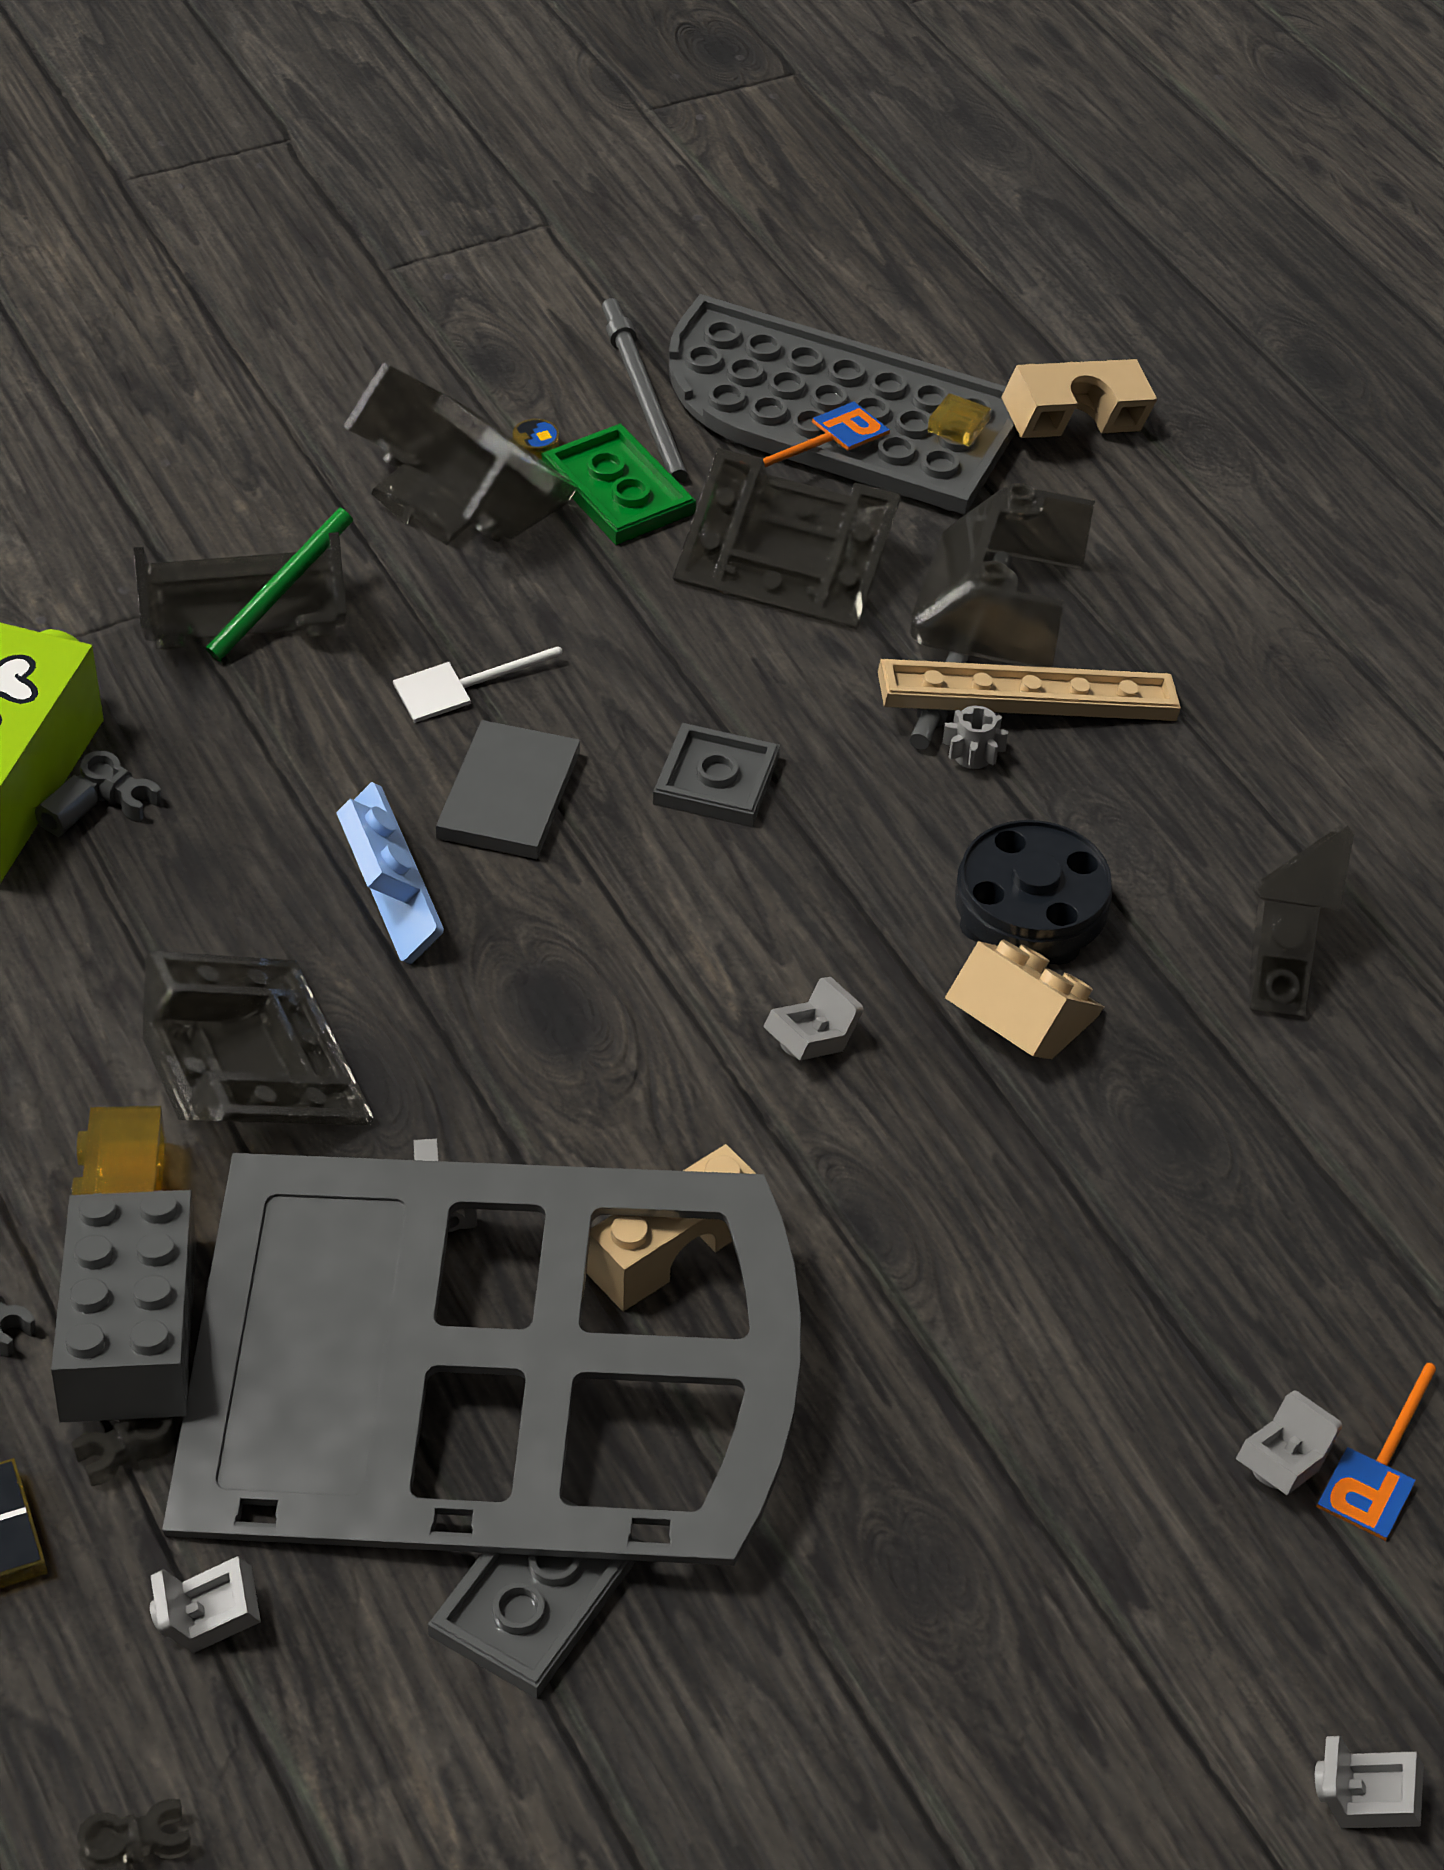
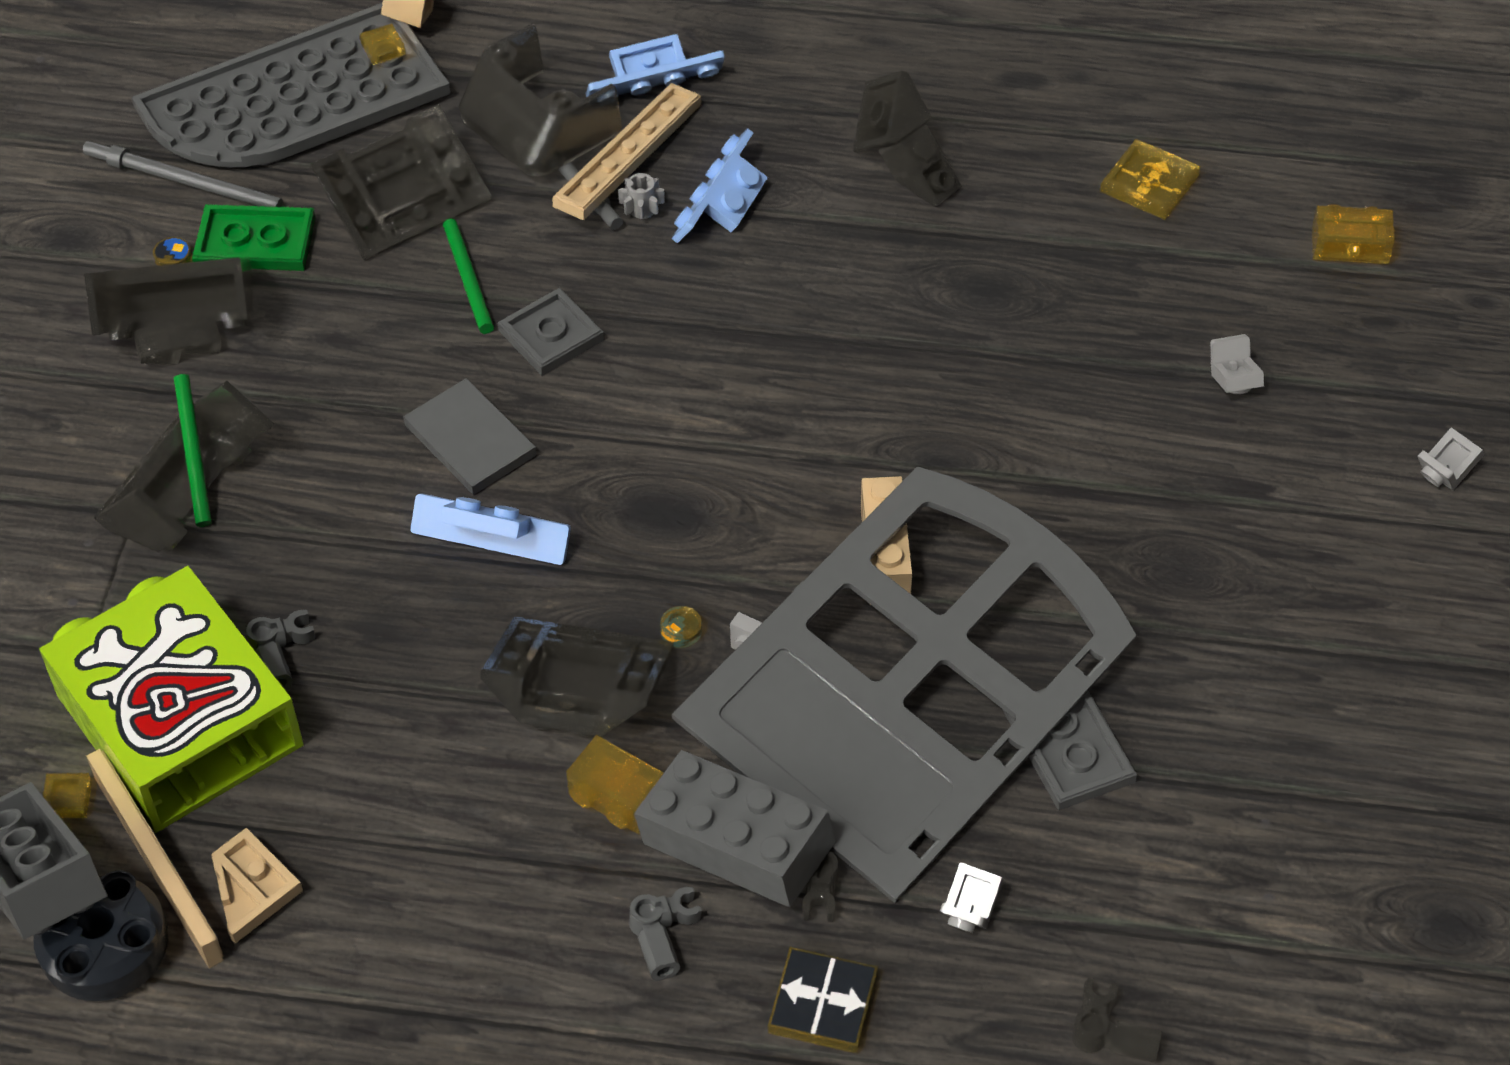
camera: 50 degrees left, 5 degrees up
(401, 1112) = (681, 626): none -> clear yellow tile
(440, 690) = (350, 429): white piece -> none
(726, 667) = (468, 276): none -> green bar
(818, 1025) = (791, 391): light grey bracket -> none
(846, 425) = (330, 98): piece -> none
(1023, 999) = (857, 293): tan slope -> none
(1034, 889) = (781, 240): black piece -> none
(1076, 800) = (729, 191): none -> light blue bracket
(1173, 640) = (655, 63): none -> light blue bracket
(1367, 1489) = (1274, 356): piece -> none

